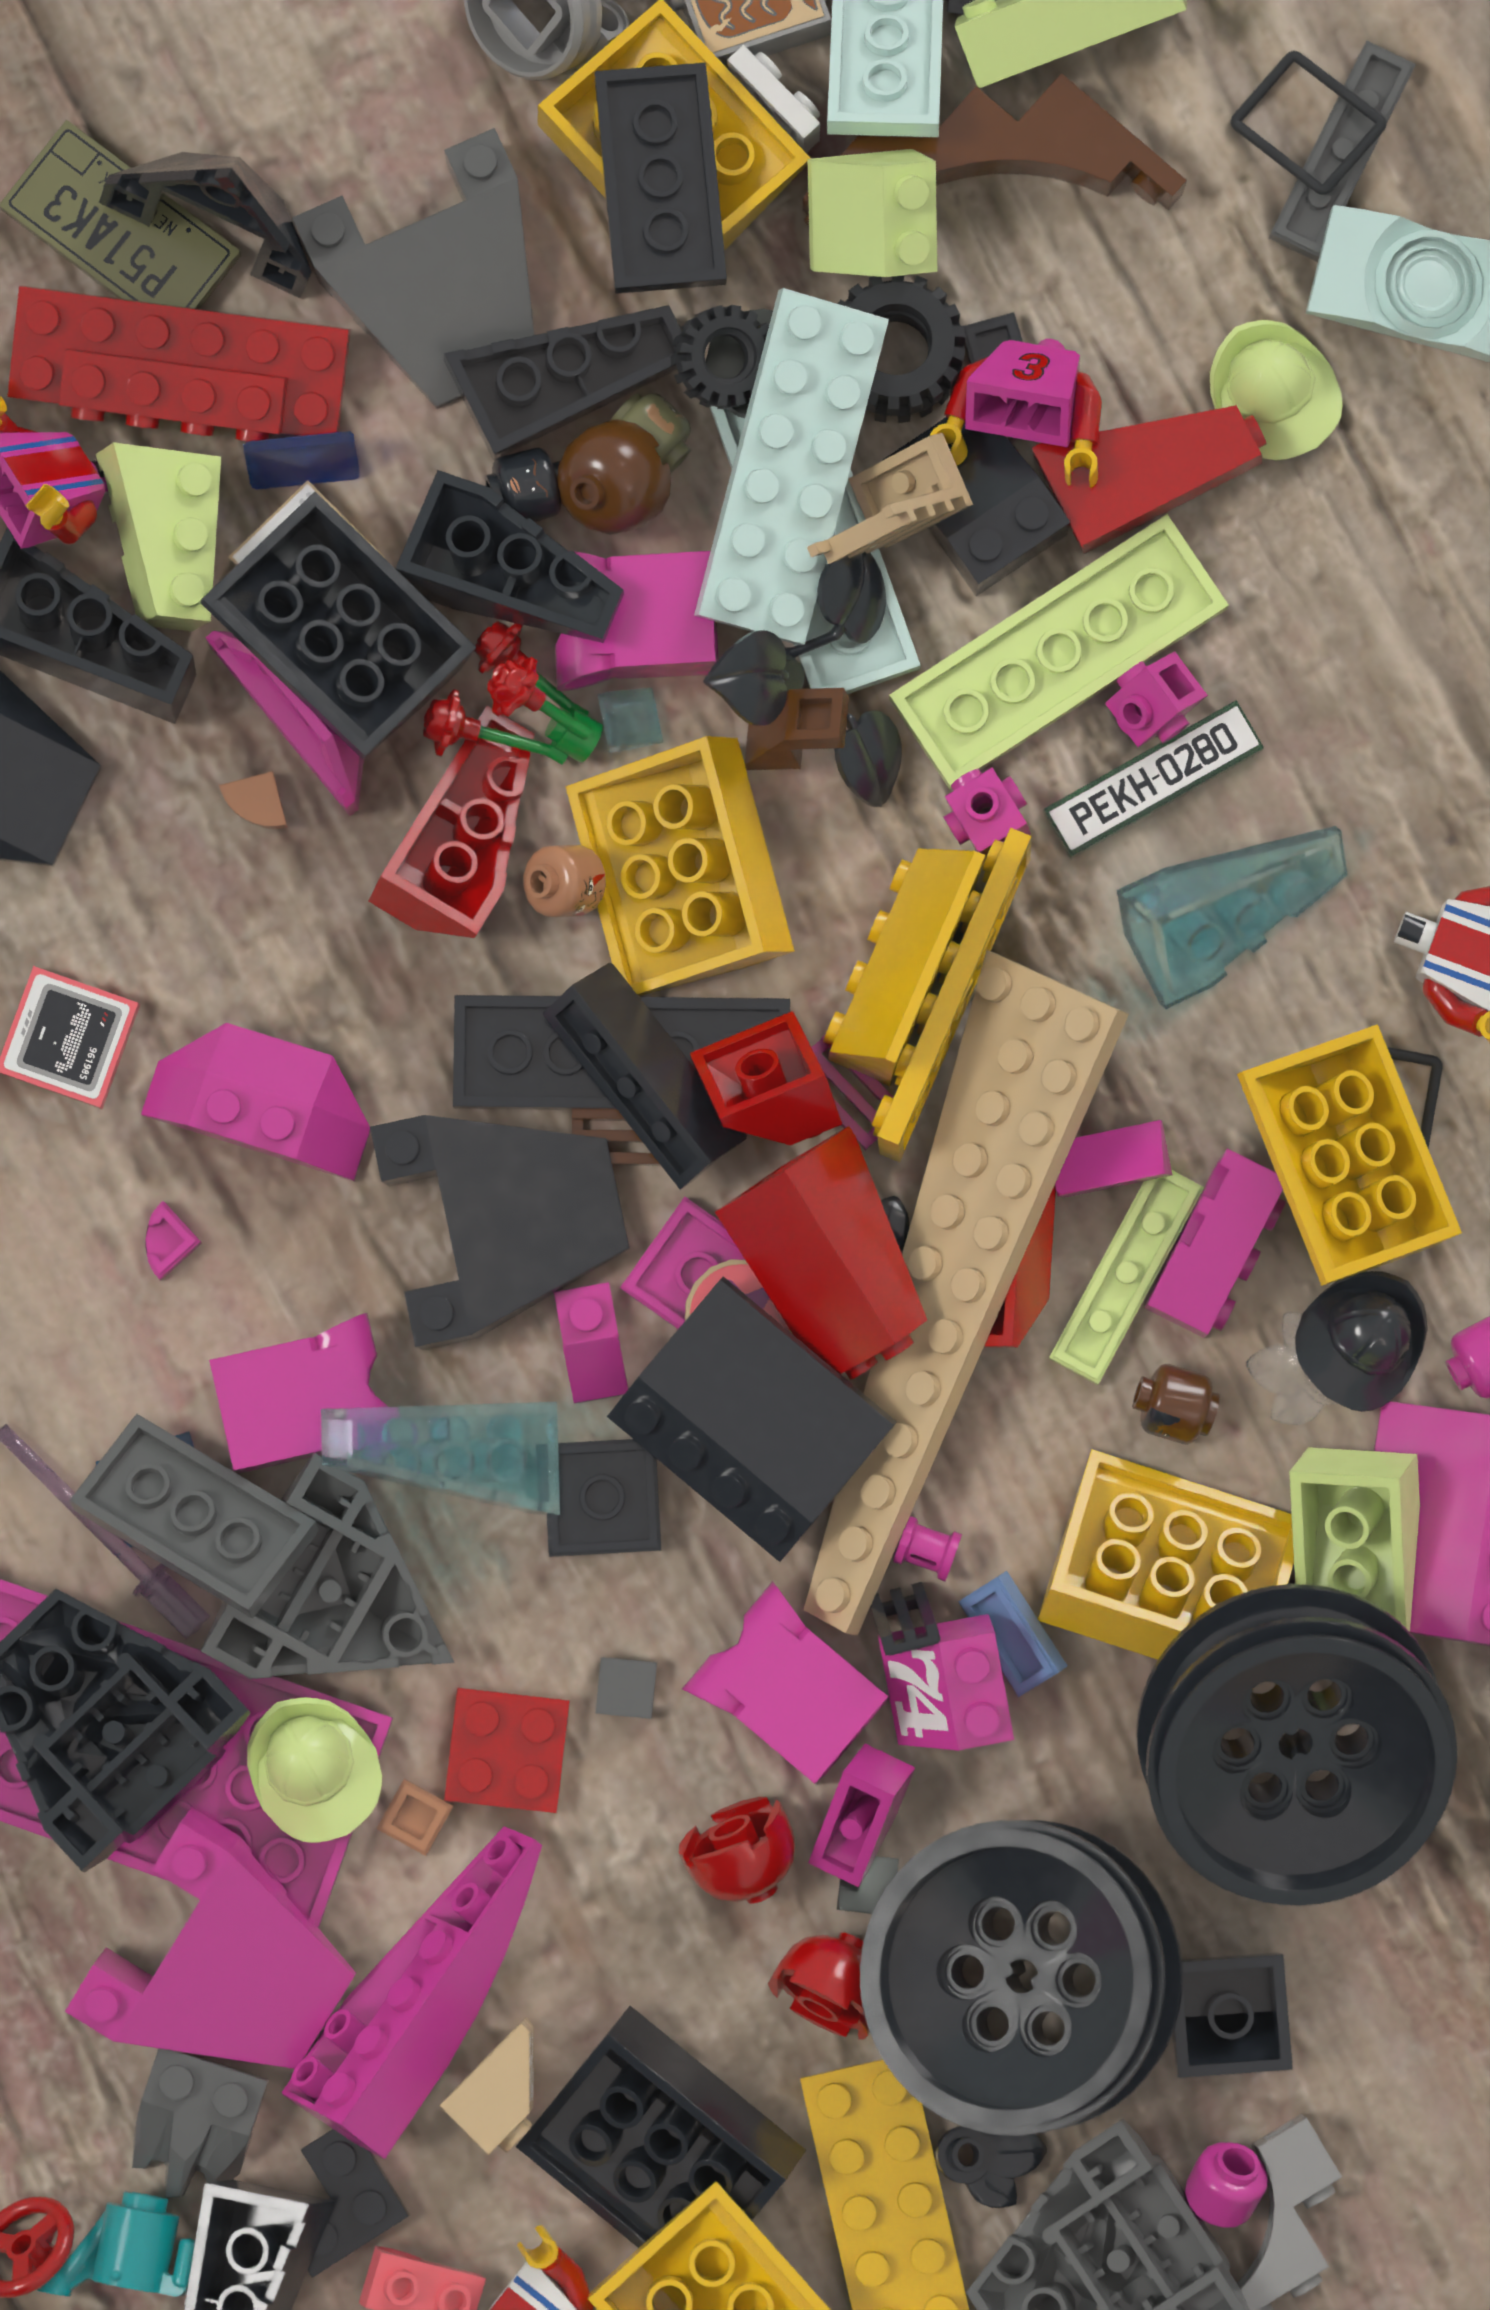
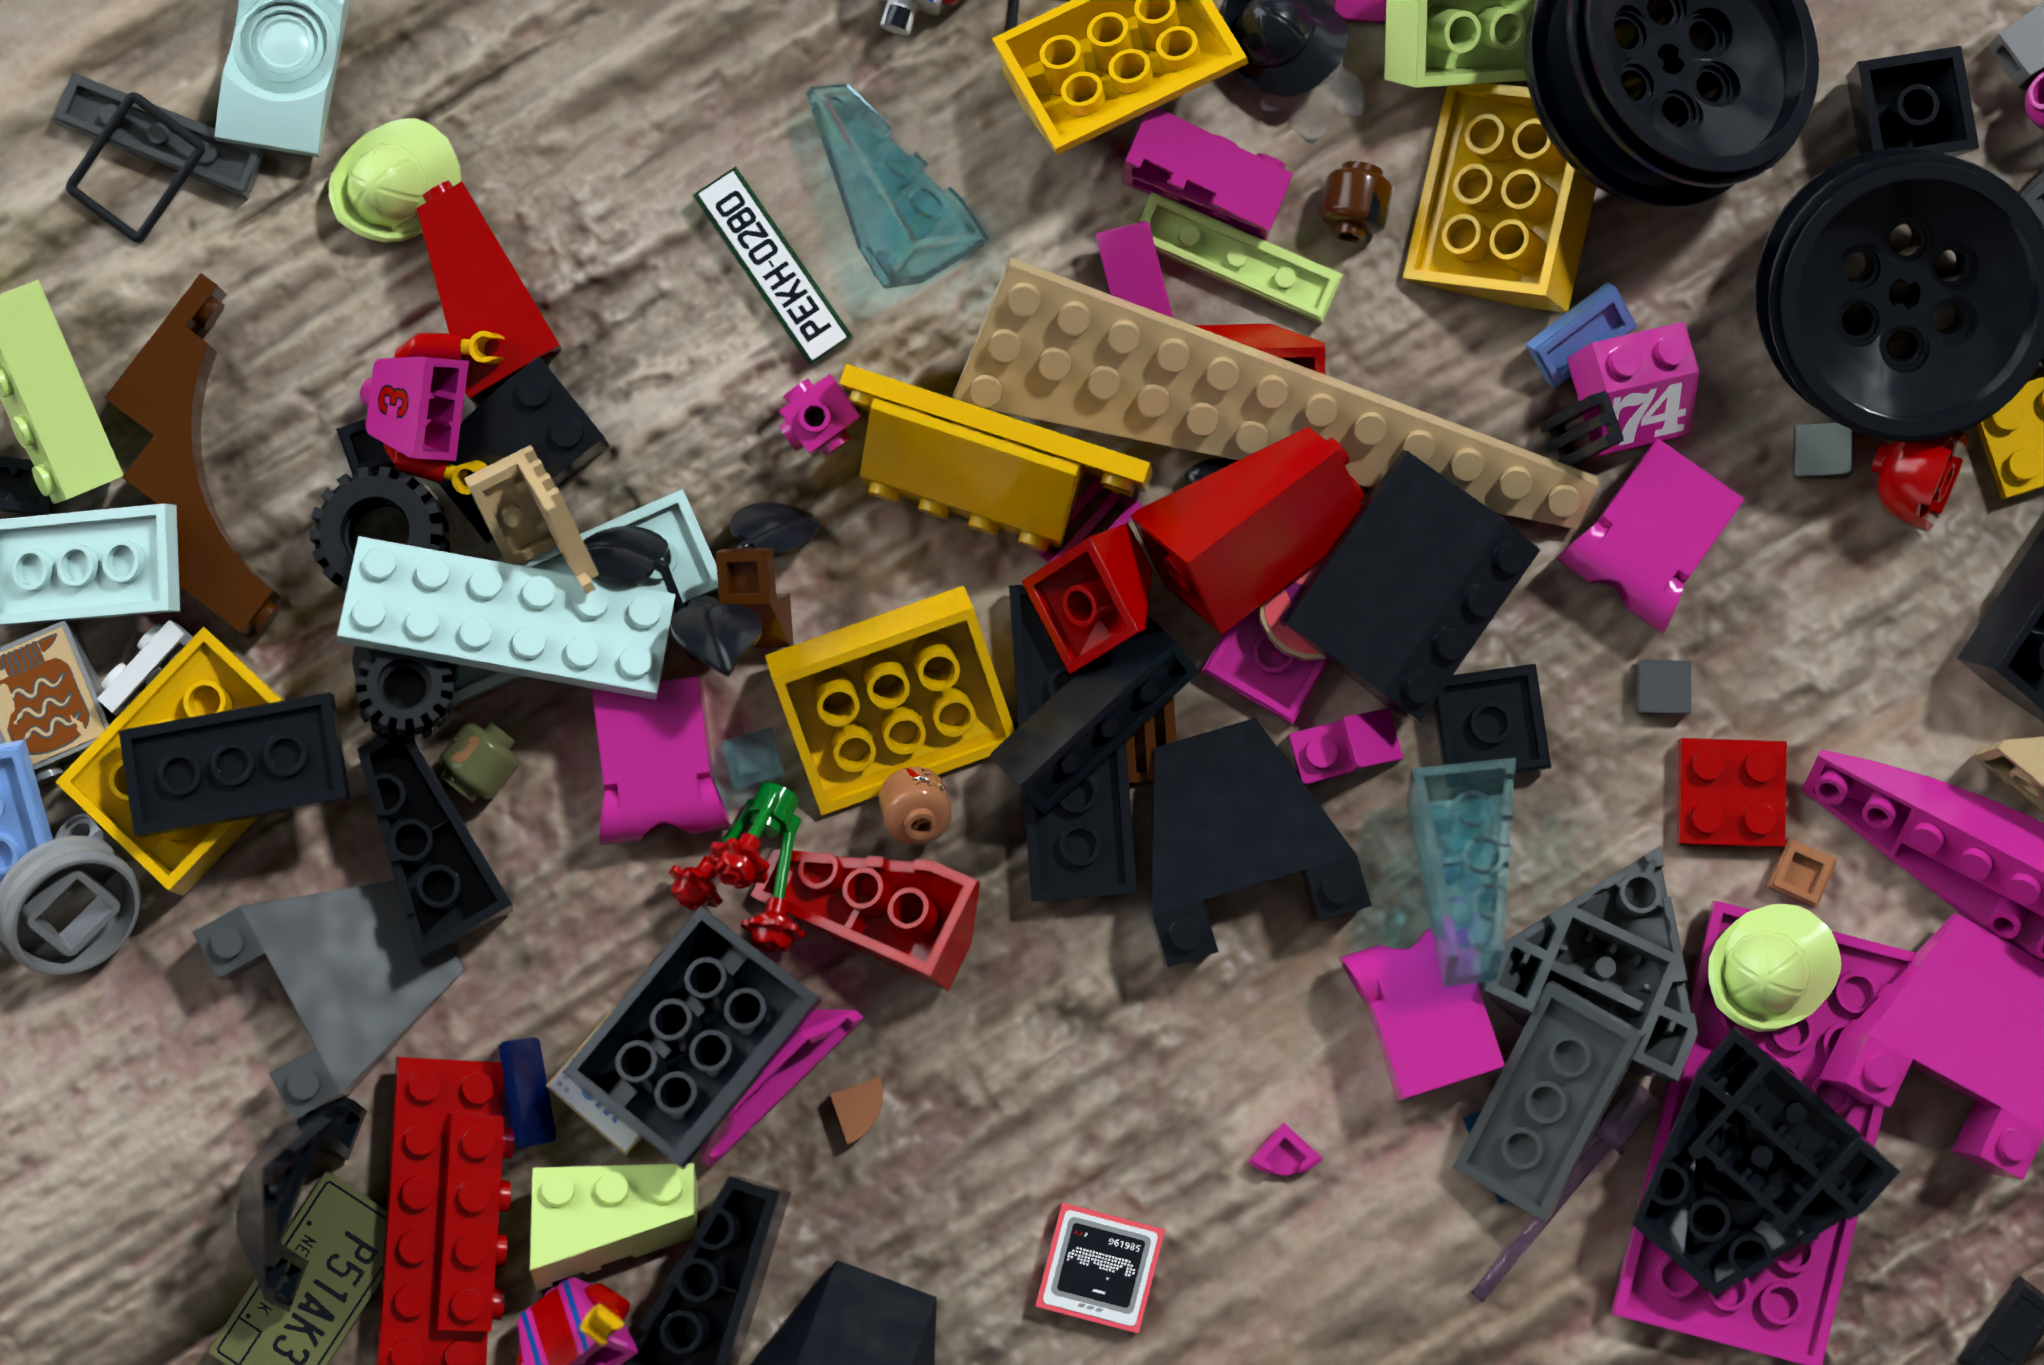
camera: 100 degrees left, 0 degrees up
(262, 1099) = (1144, 1076): dark pink wedge -> none
(497, 564) = (617, 894): black wedge -> none
(527, 483) = (538, 874): black head -> none
(613, 478) = (525, 790): reddish brown cylinder -> none
(742, 1853) = (1806, 565): red cylinder -> none
(861, 1814) = (1762, 458): dark pink slope -> none
(873, 214) = (254, 560): yellowish green slope -> none
(927, 1548) = (1511, 415): dark pink bush -> none
(1058, 651) = (659, 362): yellowish green plate -> none
(1155, 699) = (700, 266): dark pink brick -> none

